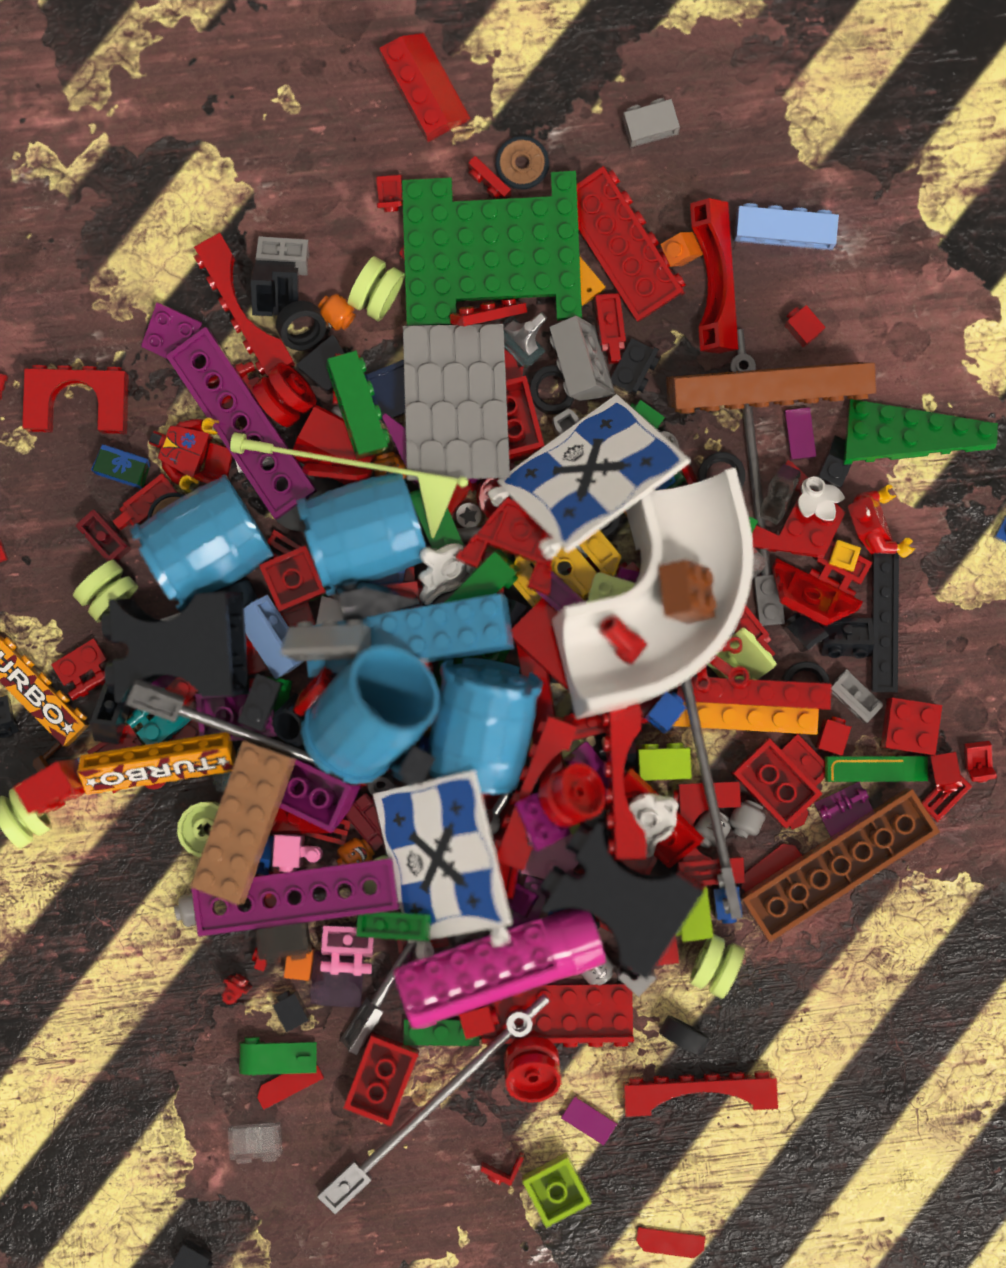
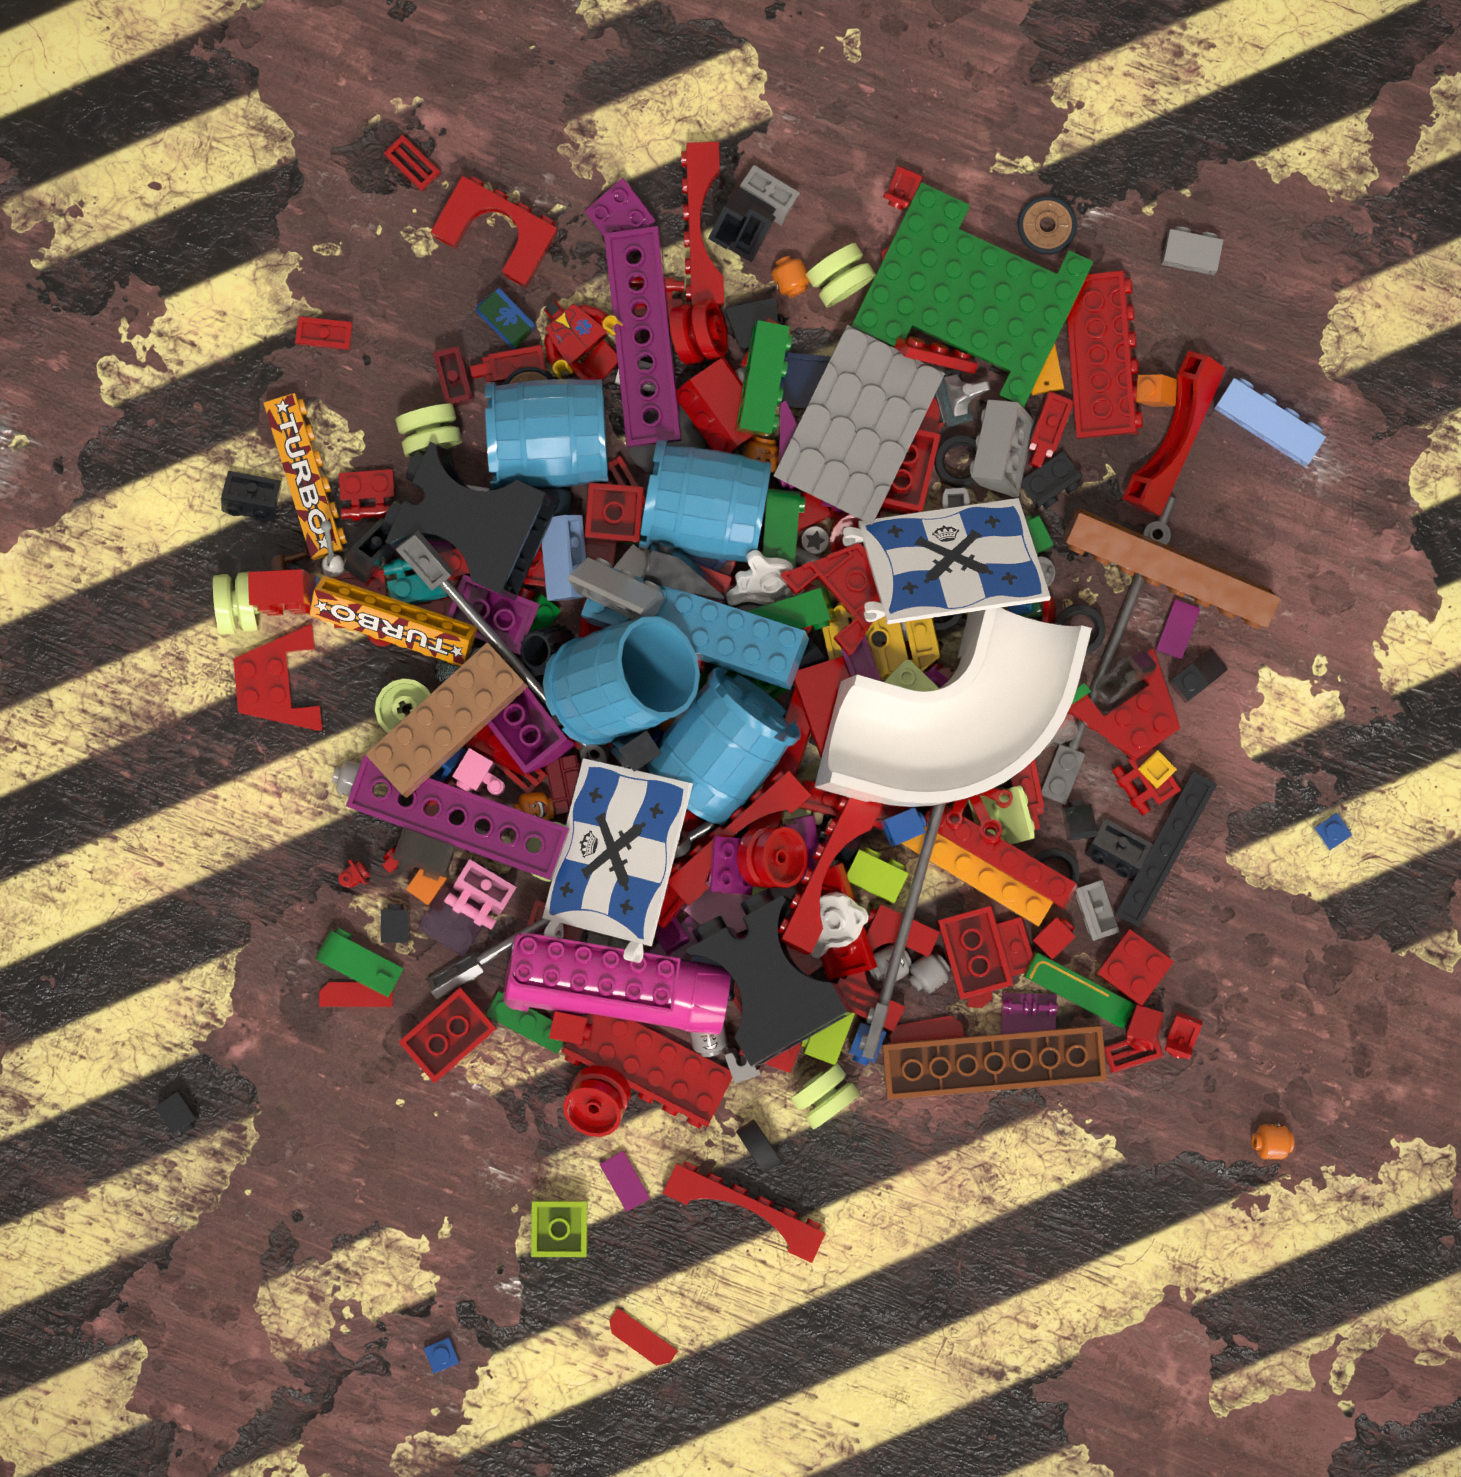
camera: 30 degrees right, 0 degrees up
(79, 865) = (265, 682): none -> red wing
(84, 740) = (332, 563): none -> hinge
(255, 1141) = (296, 1032): clear brick -> none
(260, 702) = (522, 615): black brick -> none
(309, 338) = (749, 288): black tyre -> none
(313, 691) = (577, 630): red tile -> none
(336, 471) = (709, 432): red piece -> none
(356, 1176) = (374, 1115): flat silver bar -> none
(394, 926) = (537, 893): green plate -> none
(423, 85) = (991, 100): red slope -> none
(435, 488) = (794, 499): yellowish green piece -> none
(481, 173) = (1008, 236): red plate -> none
(498, 1176) = (510, 1188): red bracket -> none
(626, 643) = (898, 739): red piece -> none
(687, 591) = (982, 721): dark orange brick -> none
(804, 325) = (1236, 526): red brick -> none
(812, 596) = (1104, 790): red wing -> none
(819, 501) = (1158, 704): white plate -> none
(872, 525) = (1198, 753): red torso -> none
(904, 433) = (1278, 681): green wing -> none

